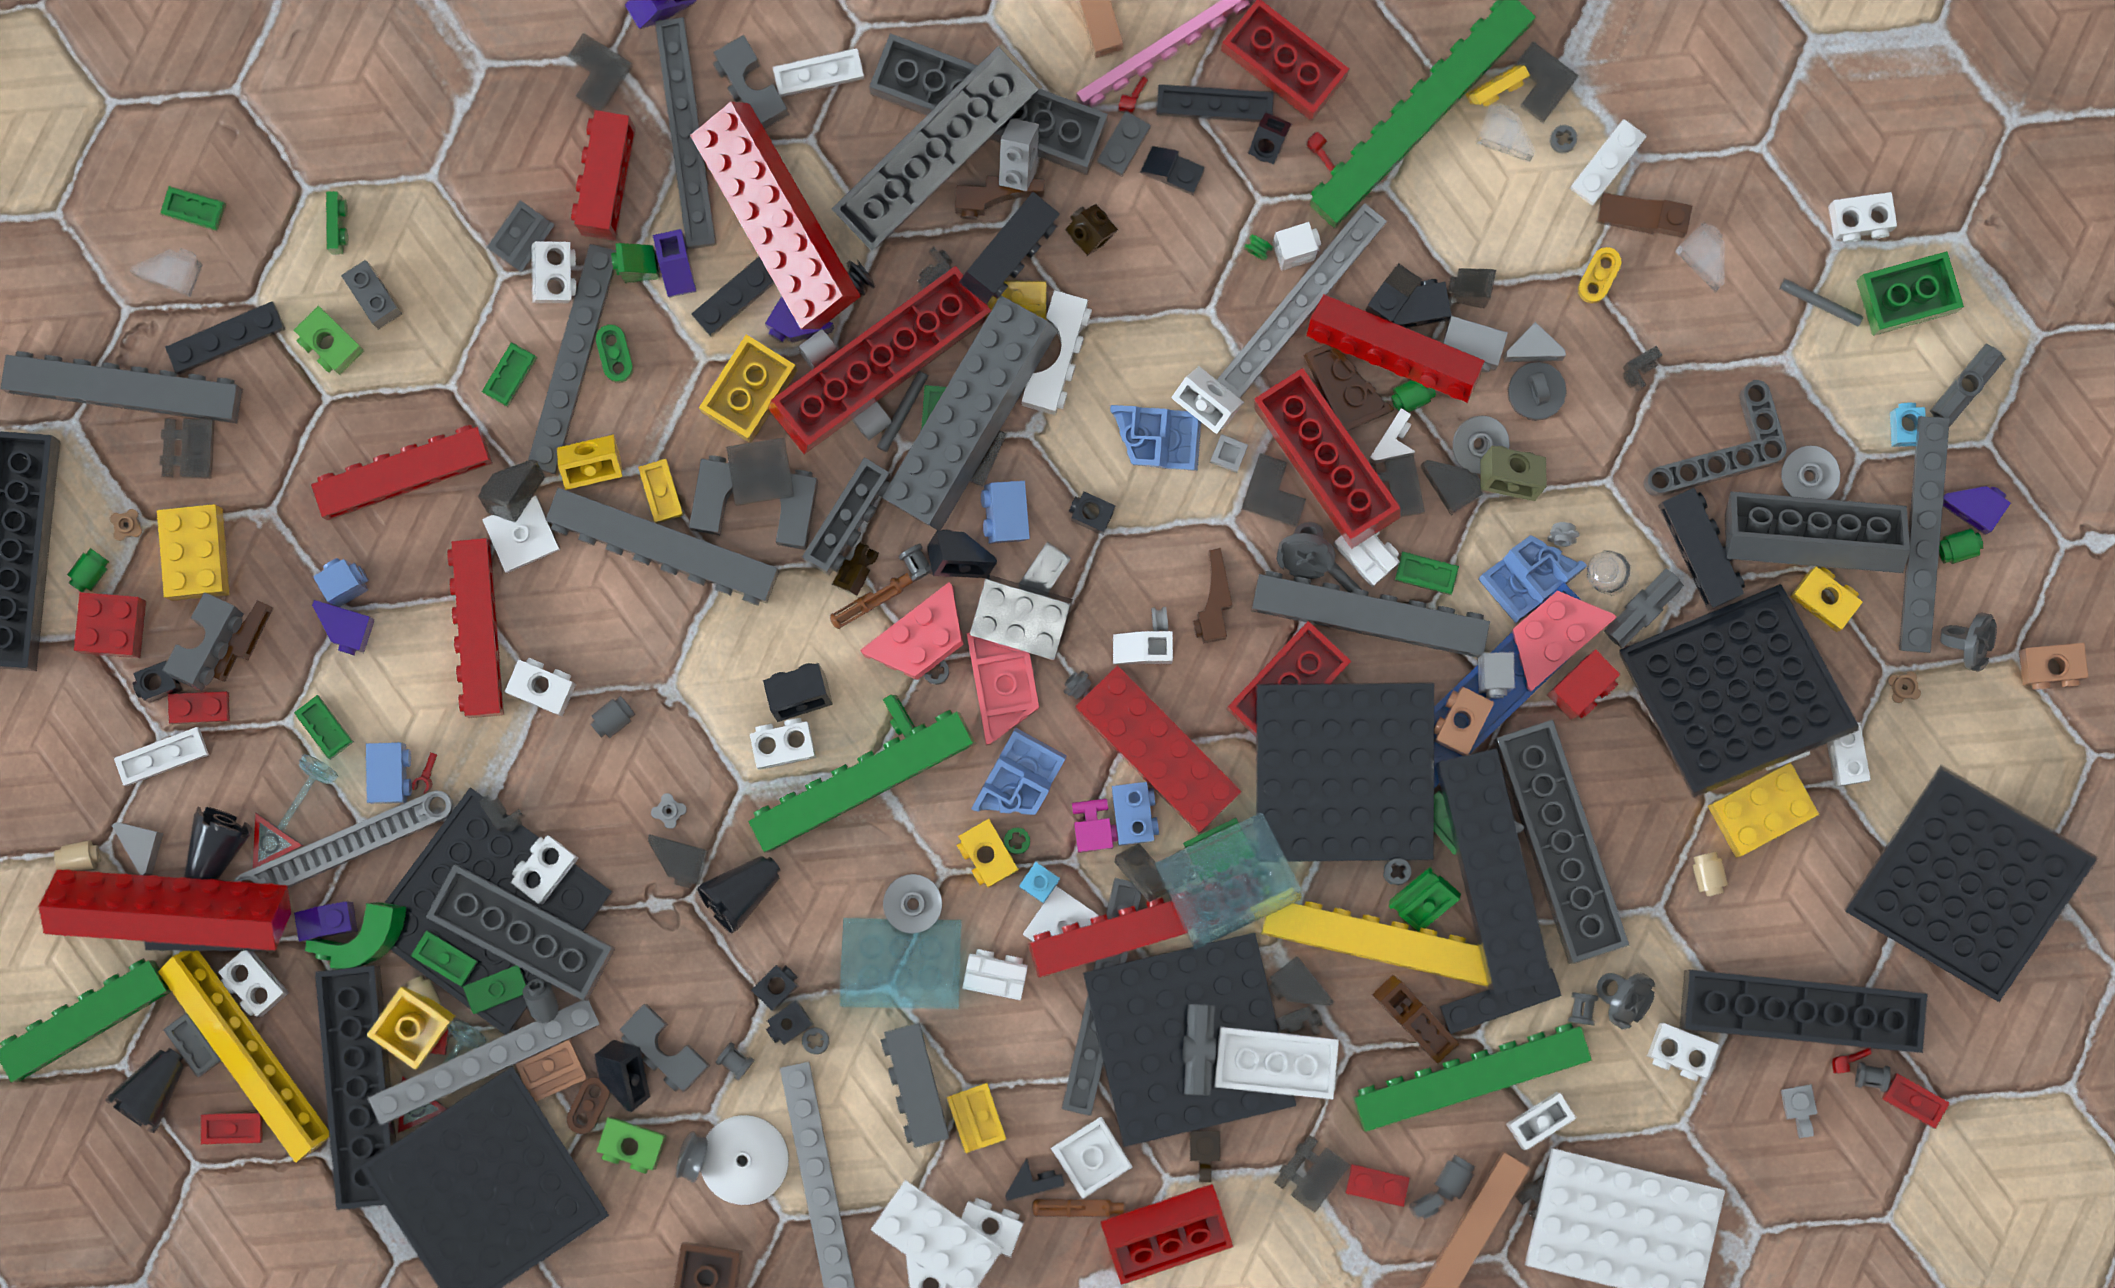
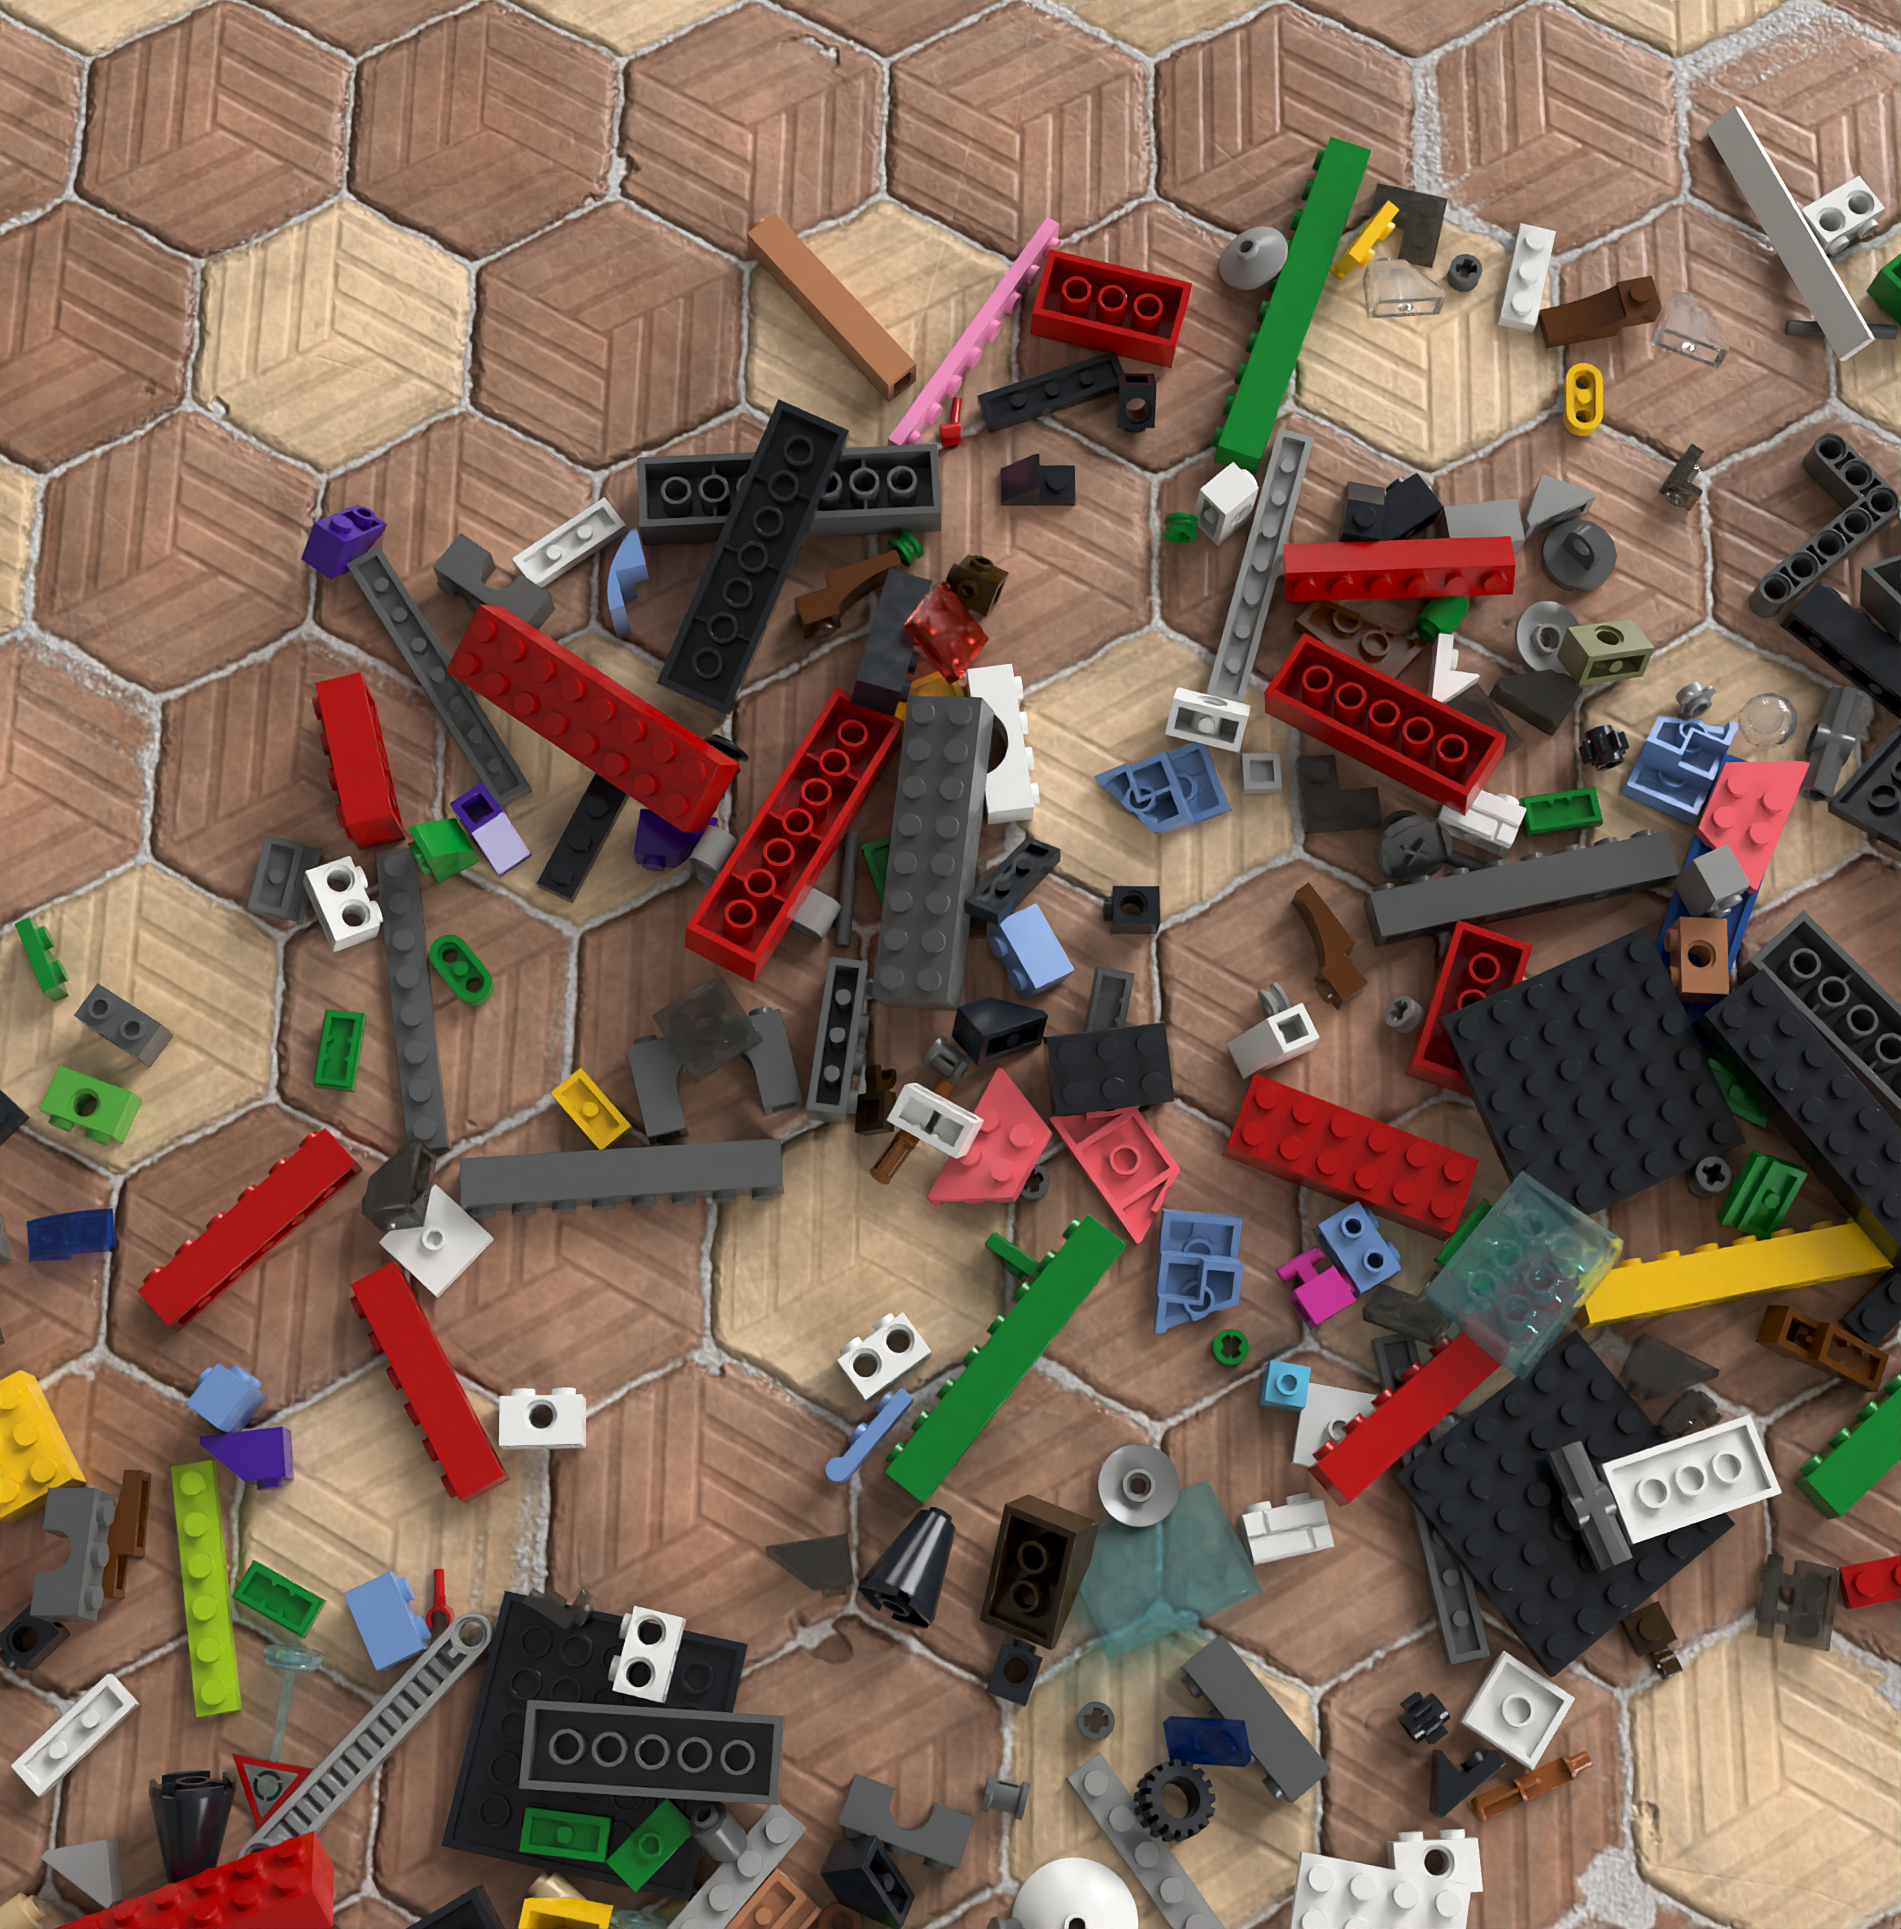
camera: 30 degrees left, 10 degrees down
(198, 707) = (101, 1647): red plate -> none
(280, 698) = (206, 1589): none -> lime plate
(282, 424) = (70, 1233): none -> clear blue slope
(326, 921) = (384, 1857): dark purple slope -> none
(376, 938) = (464, 1842): green arch -> none
(589, 462) = (486, 1111): yellow brick -> none
(605, 69) = (307, 642): clear smoke plate -> none
(612, 717) = (651, 1418): dark grey brick -> none
(660, 811) = (782, 1516): light grey plate -> none
(746, 387) = (646, 939): yellow brick -> none
(747, 793) = (867, 1438): none -> medium blue plate
(797, 691) = (873, 1281): black brick -> none
(799, 1018) = (1064, 1700): black brick -> none
(820, 927) = (1037, 1569): none -> dark brown slope
(823, 1115) = (1196, 1793): none -> black tyre
(845, 116) = (625, 571): none -> medium blue slope
(878, 1085) = (1207, 1741): none -> clear blue plate
(885, 602) = (935, 1120): none -> white brick
(932, 273) = (816, 696): clear smoke bracket -> none
(976, 1118) = (1348, 1726): yellow plate -> none
(986, 836) = (1226, 1381): yellow brick -> none
(1016, 457) = (1012, 881): none -> black plate
(1018, 154) = (854, 527): light grey brick -> none
(1027, 1134) = (1424, 1718): none -> black gear
(1051, 257) = (946, 632): none -> clear red plate
(1055, 178) = (906, 547): none -> green bush
(1077, 684) = (1213, 1122): dark grey plate -> none
(1123, 143) = (967, 479): dark grey plate -> none
(1166, 1234) = (1659, 1766): red slope -> none
(1244, 668) = (1404, 1014): none -> light grey bush
(1315, 145) = (1189, 393): red hand -> none
(1410, 62) = (1253, 258): none -> light grey dish
(1472, 286) = (1453, 464): clear smoke slope -> none
(1479, 541) = (1604, 747): none -> black gear
(1583, 684) = (1815, 857): red brick -> none
(1817, 213) = (1790, 234): none -> white tile

